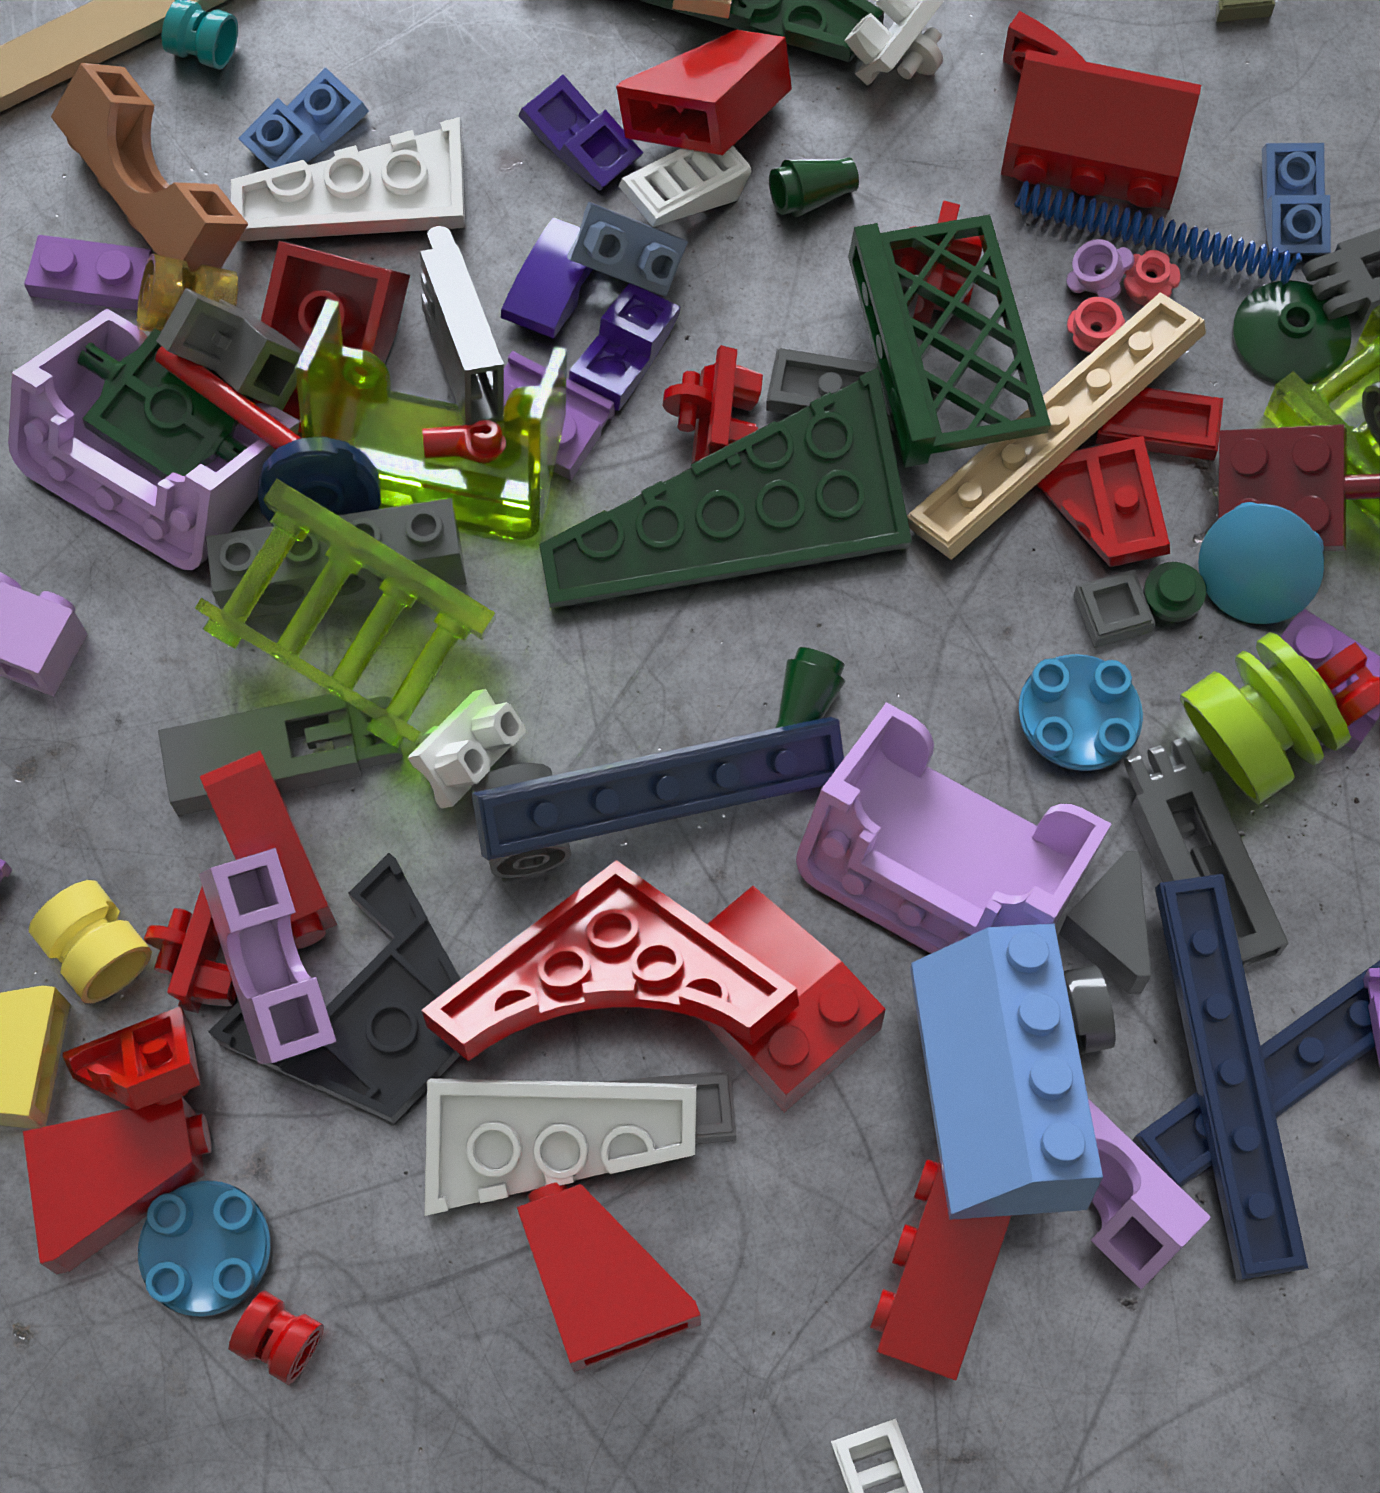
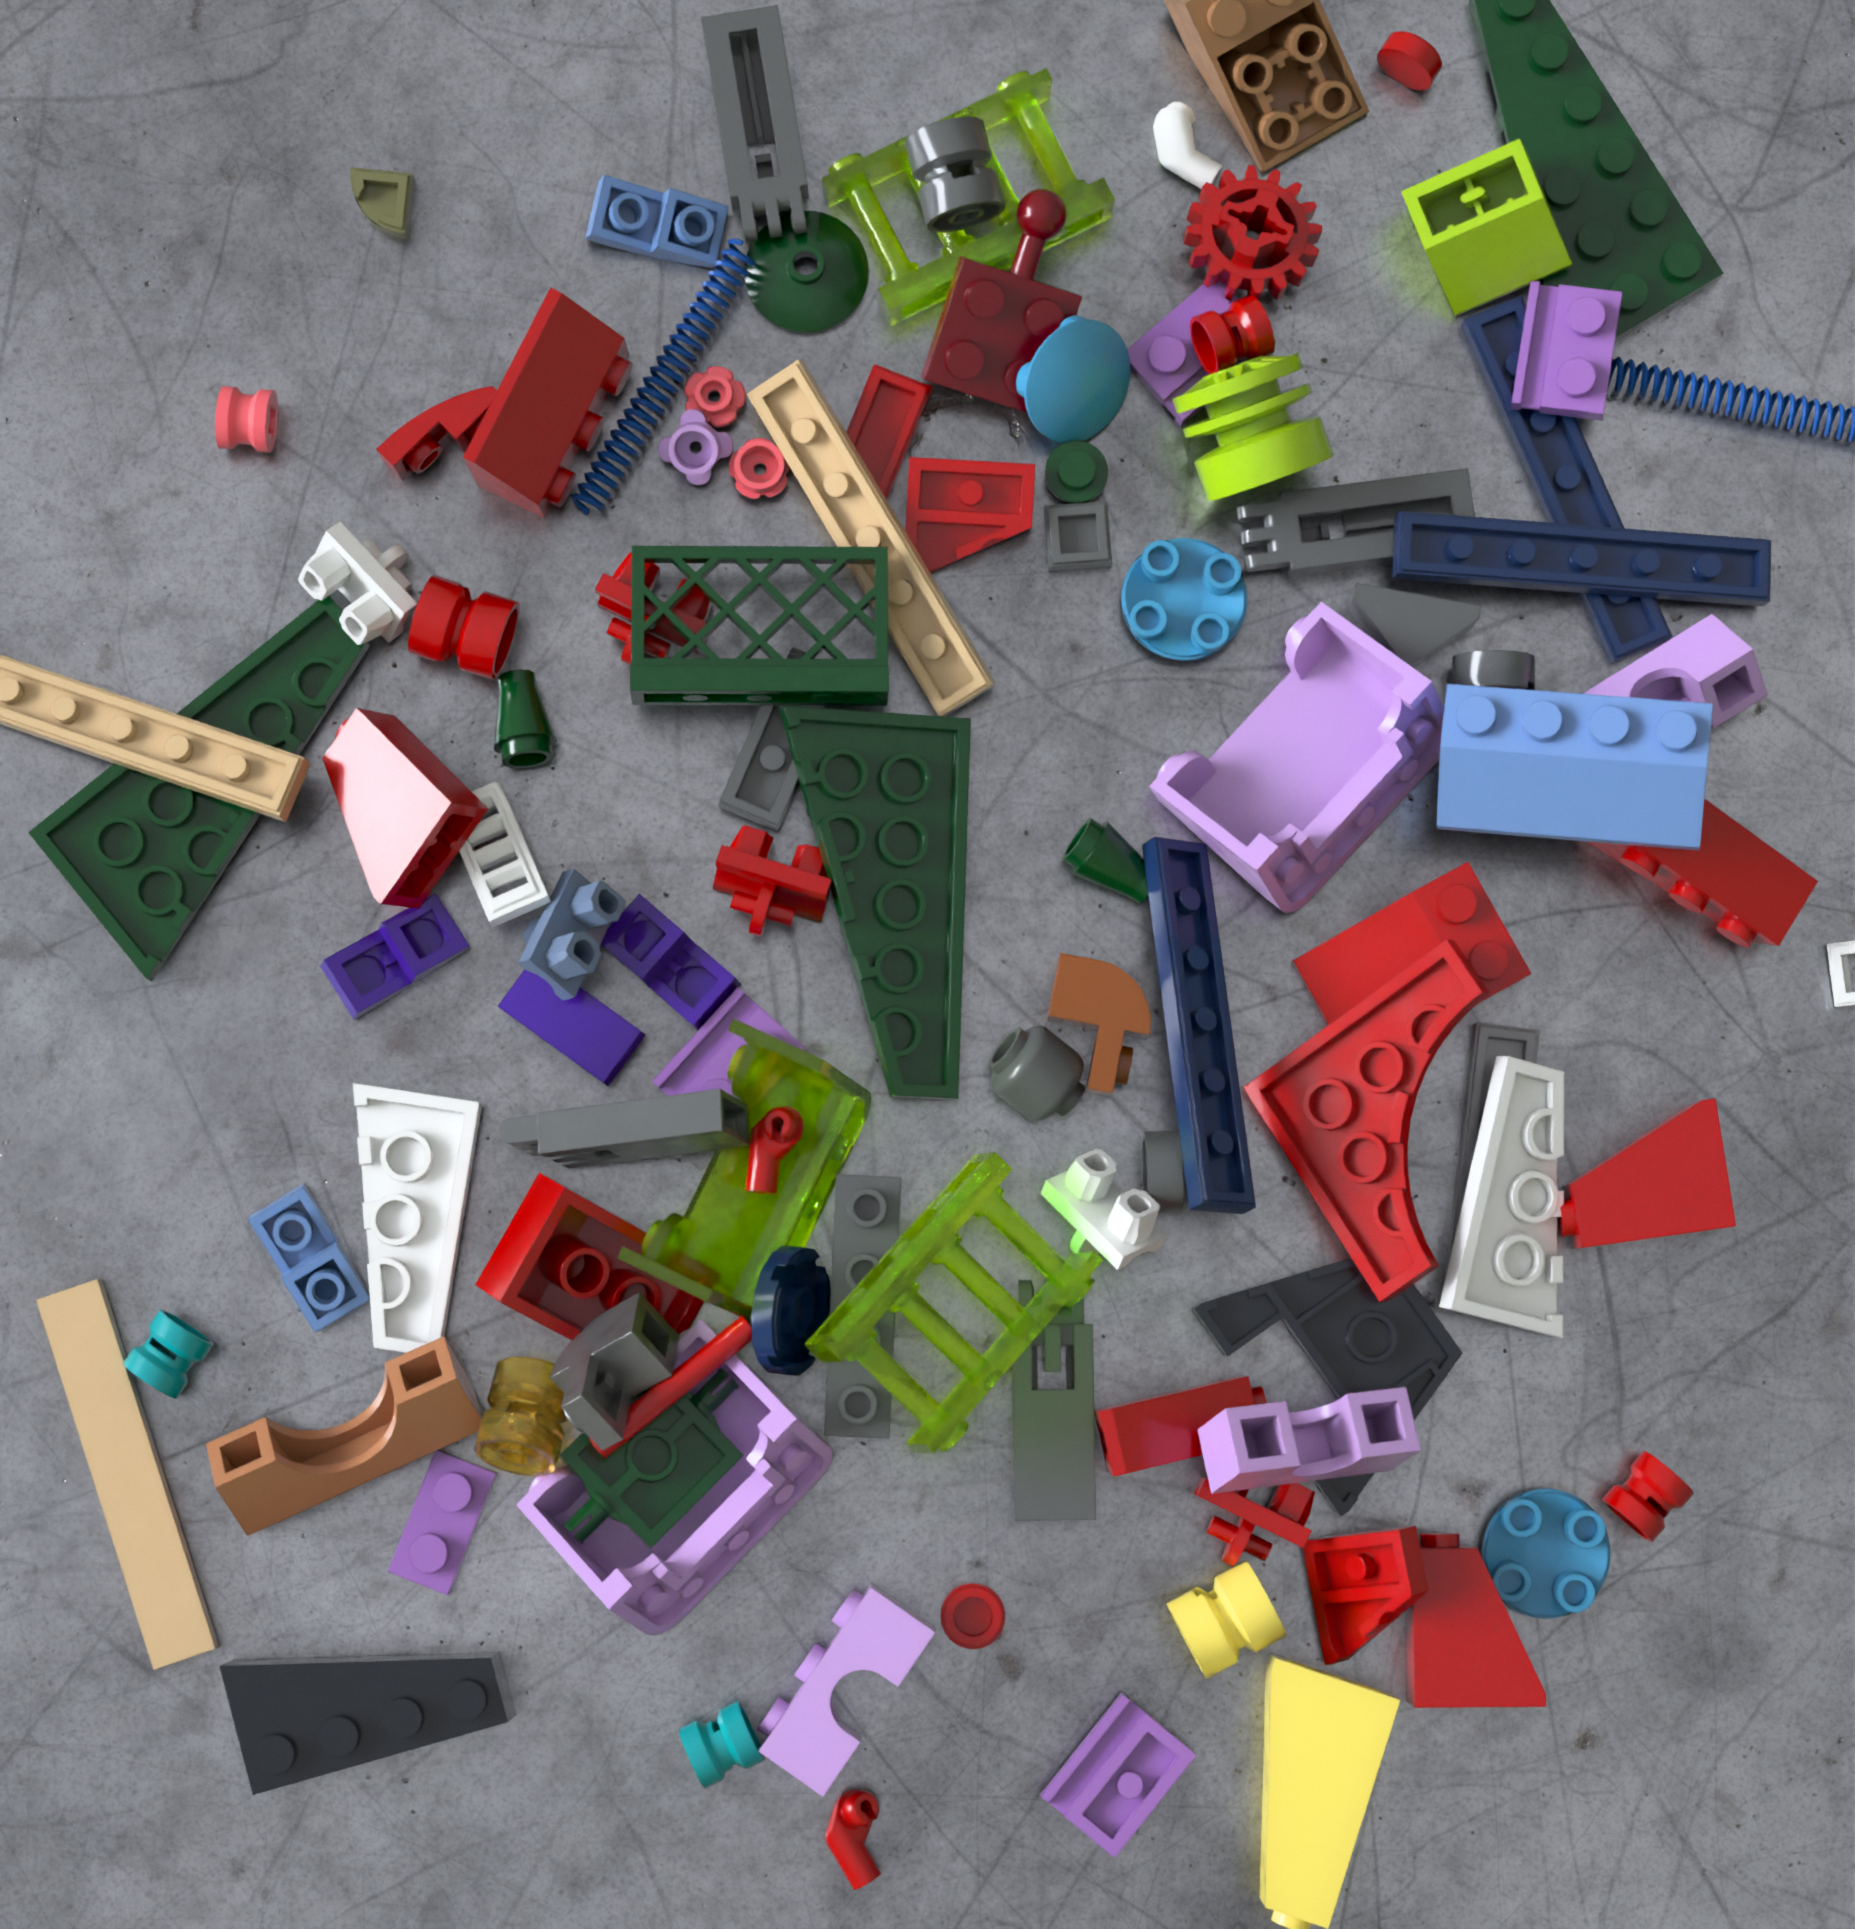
camera: 80 degrees left, 15 degrees up
(67, 722) = (972, 1615): none -> red tile
(588, 667) = (1037, 1073): none -> dark grey head
(665, 720) = (1105, 1000): none -> dark orange brick
(882, 116) = (454, 624): none -> red wheel

